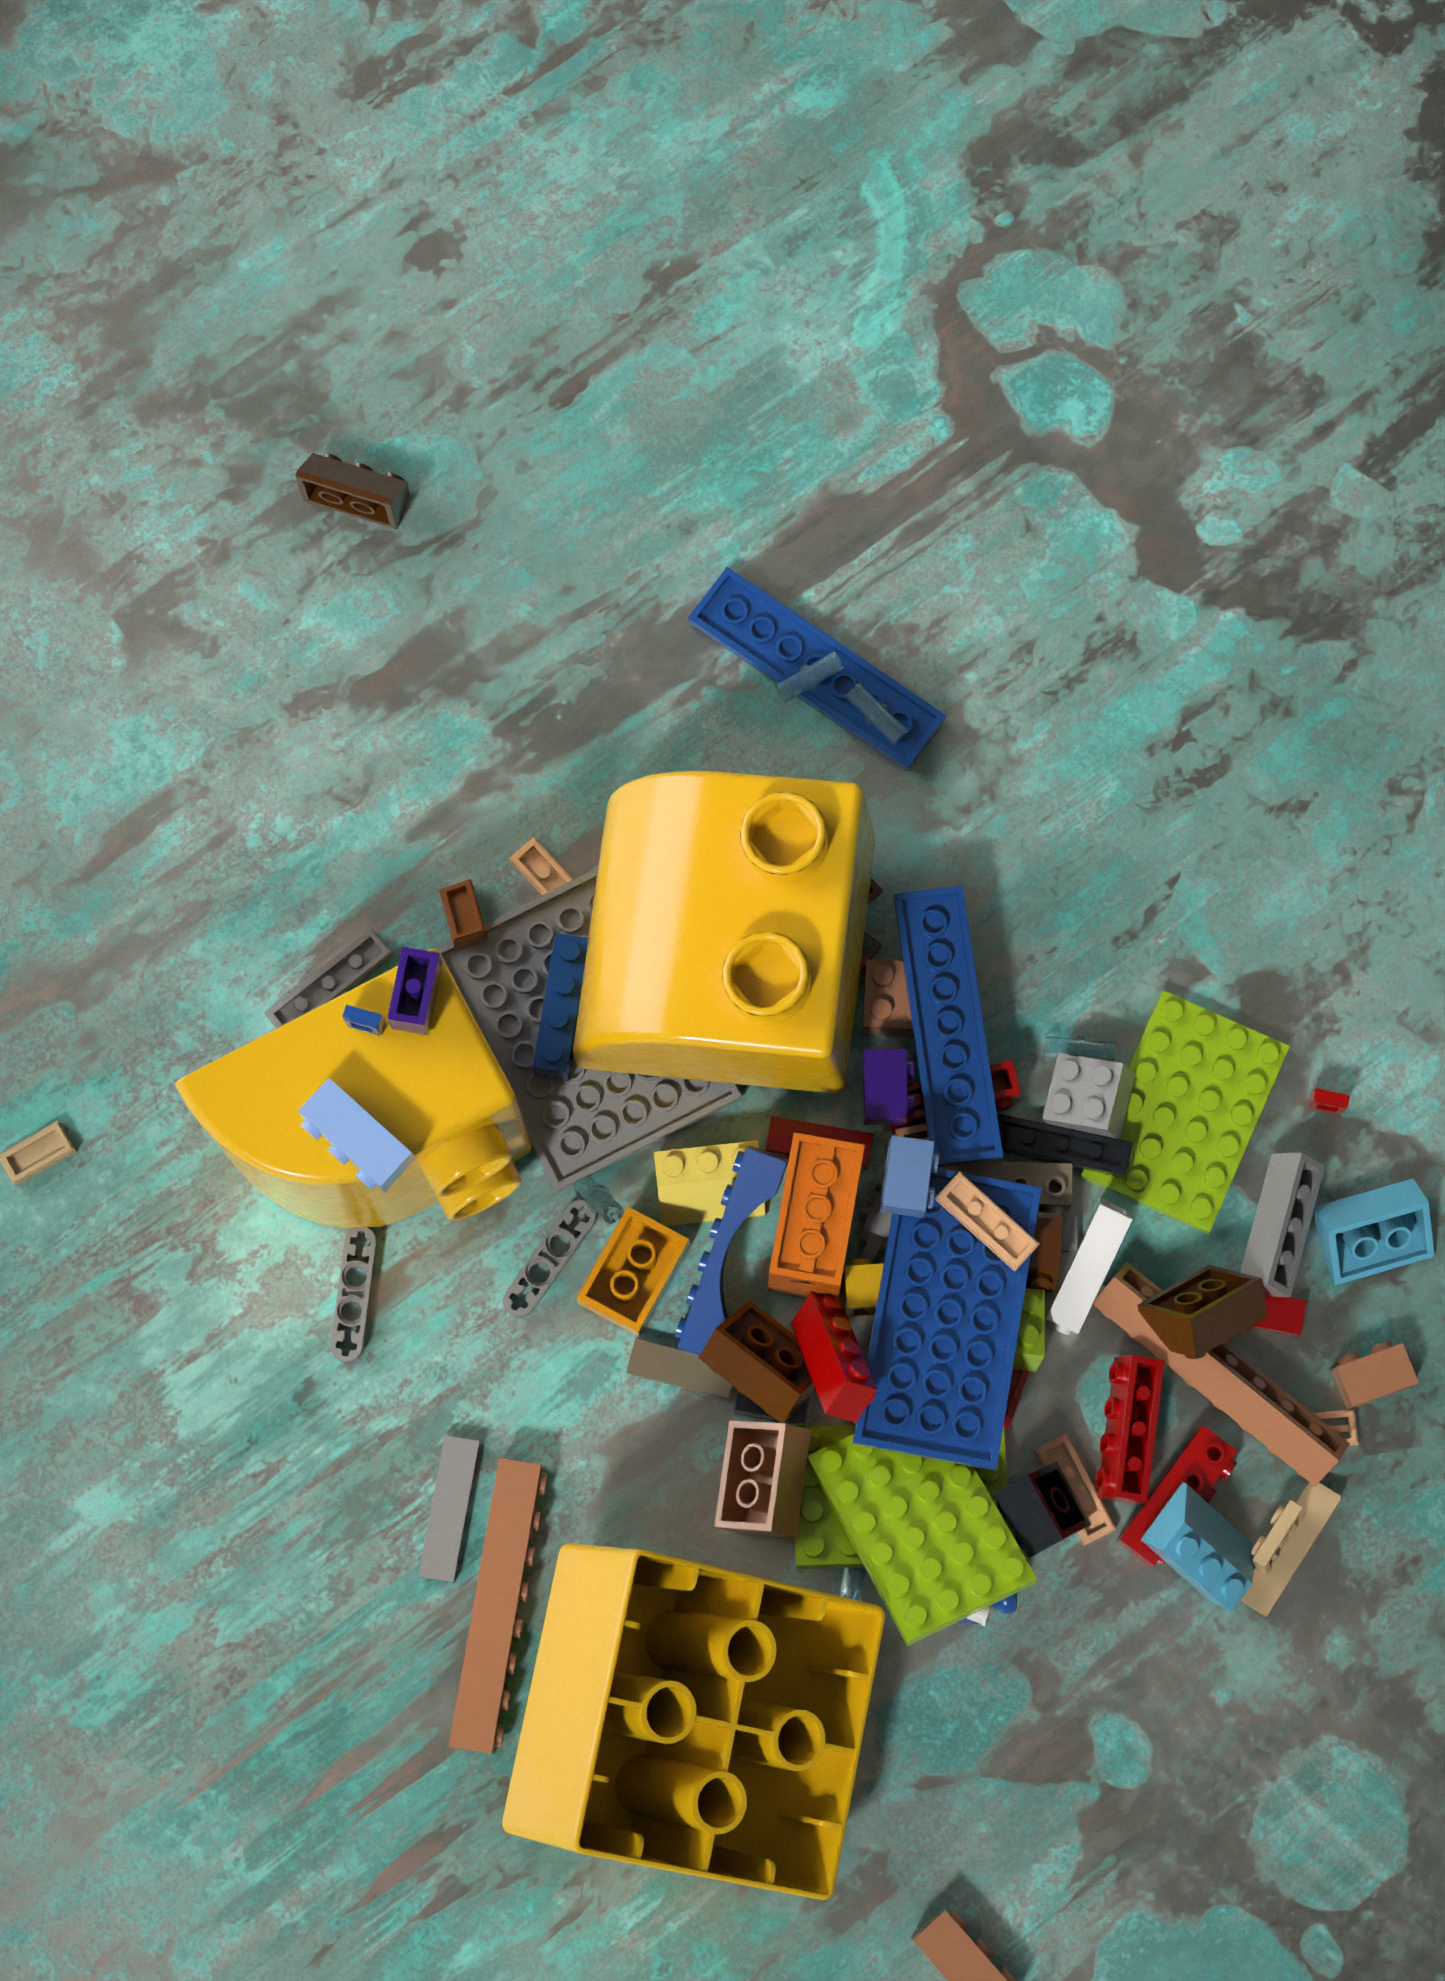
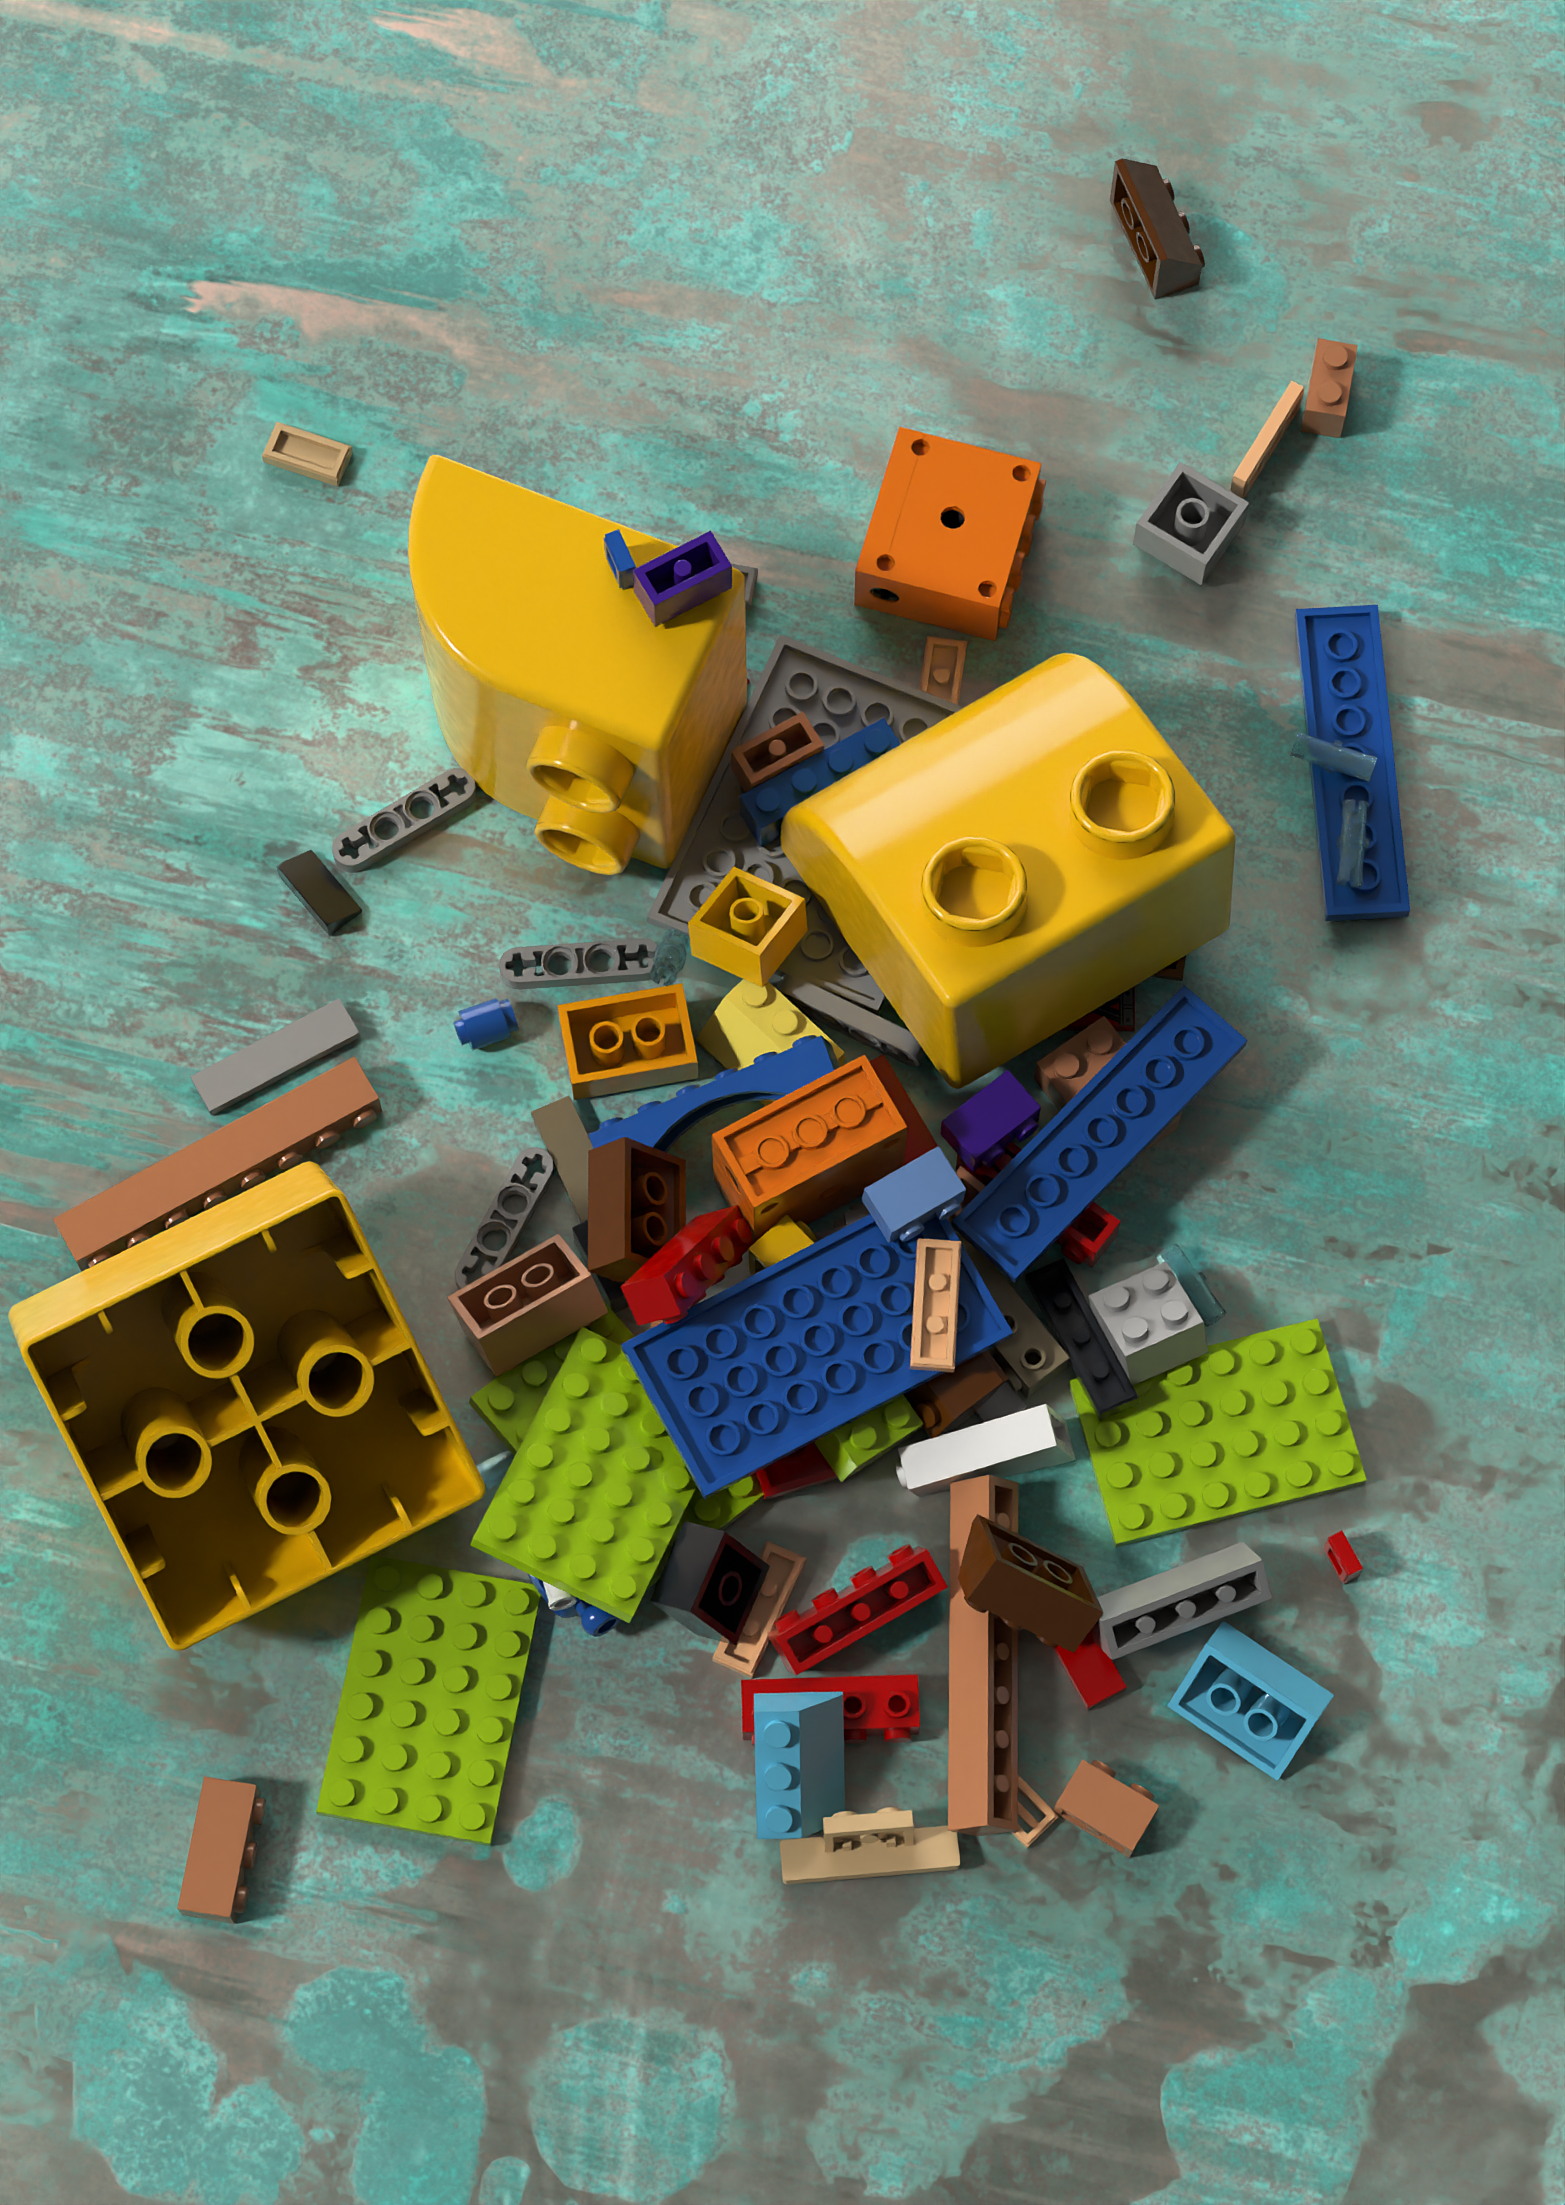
camera: 50 degrees right, 5 degrees down
(355, 1136) = (506, 635): light blue brick -> none
(357, 1389) = (318, 891): none -> black slope
(457, 788) = (949, 534): none -> orange gear
(463, 914) = (838, 634): dark orange tile -> none
(521, 1021) = (775, 751): none -> nougat brick
(542, 1353) = (486, 1023): none -> blue brick
(555, 474) = (1329, 388): none -> nougat brick
(557, 540) = (1267, 440): none -> light nougat tile
(576, 634) = (1190, 523): none -> light grey brick
(625, 1133) = (748, 926): none -> yellow brick
(683, 1449) = (500, 1220): none -> light grey beam
(732, 1118) = (852, 1020): none -> light grey beam
(972, 1750) = (430, 1700): none -> lime plate

